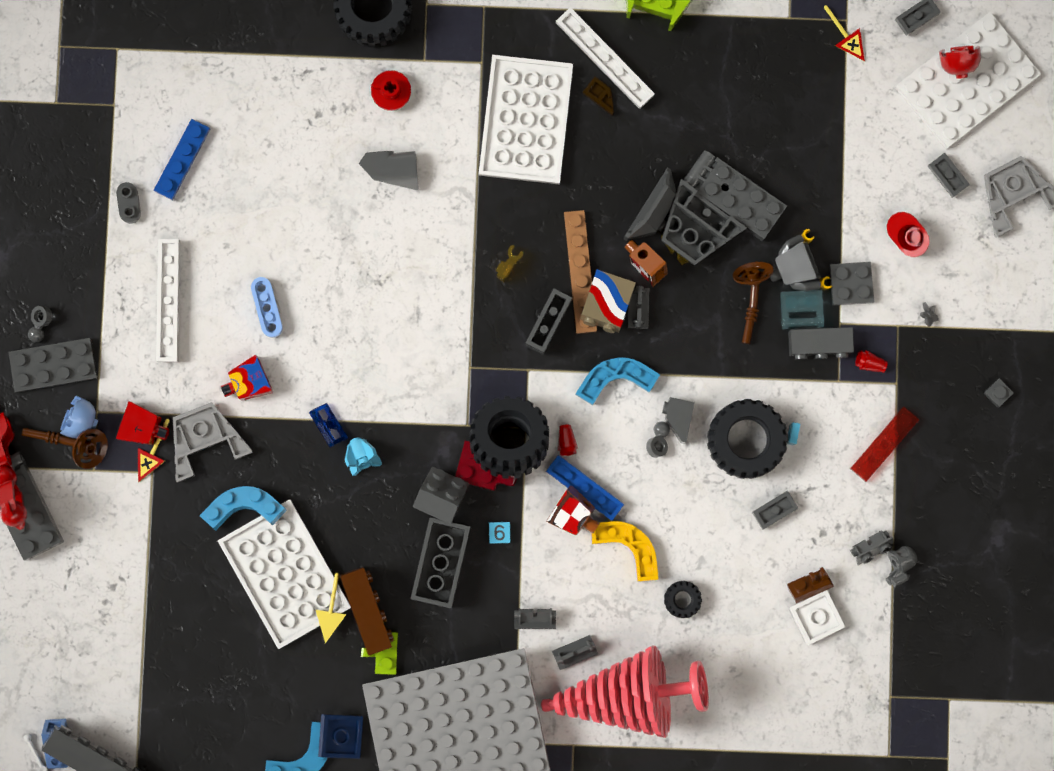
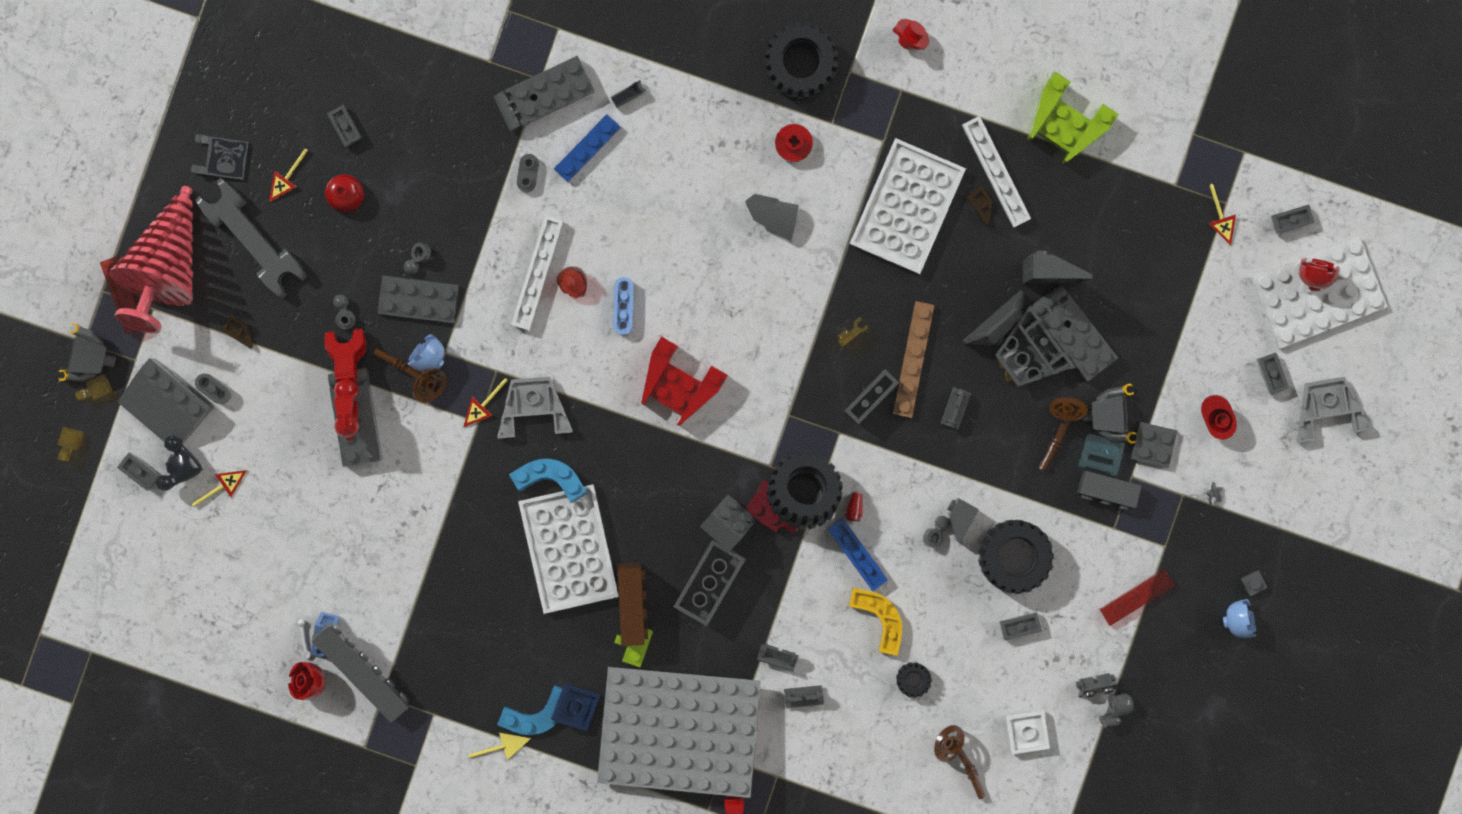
camera: 25 degrees right, 5 degrees up
(130, 109) = (554, 90): none -> dark grey hinge
(140, 426) = (480, 378): red torso -> none
(205, 95) = (625, 96): none -> black bar
(207, 298) = (572, 281): none -> clear red hair
(248, 380) = (587, 367): torso -> none
(328, 425) = (646, 428): clear blue piece -> none
(328, 620) = (595, 601): light yellow piece -> none
(344, 373) = (676, 387): none -> red wedge
(361, 455) = (667, 465): medium azure brick -> none
(499, 532) = (769, 570): medium azure tile -> none
(573, 513) = (840, 574): torso -> none
(607, 301) = (929, 395): panel -> none
(616, 369) = (918, 457): dark azure plate -> none
(631, 694) = (842, 751): coral plant -> none
(653, 267) = (980, 376): dark orange torso -> none
(692, 135) = (1052, 270): none -> dark grey slope
(745, 654) = (954, 746): none -> reddish brown dish
(793, 433) = (1058, 563): medium azure tile -> none
(810, 585) = (1030, 702): reddish brown plate -> none
(867, 361) = (1147, 520): red cone -> none
(997, 433) = (1240, 620): none -> light blue cylinder

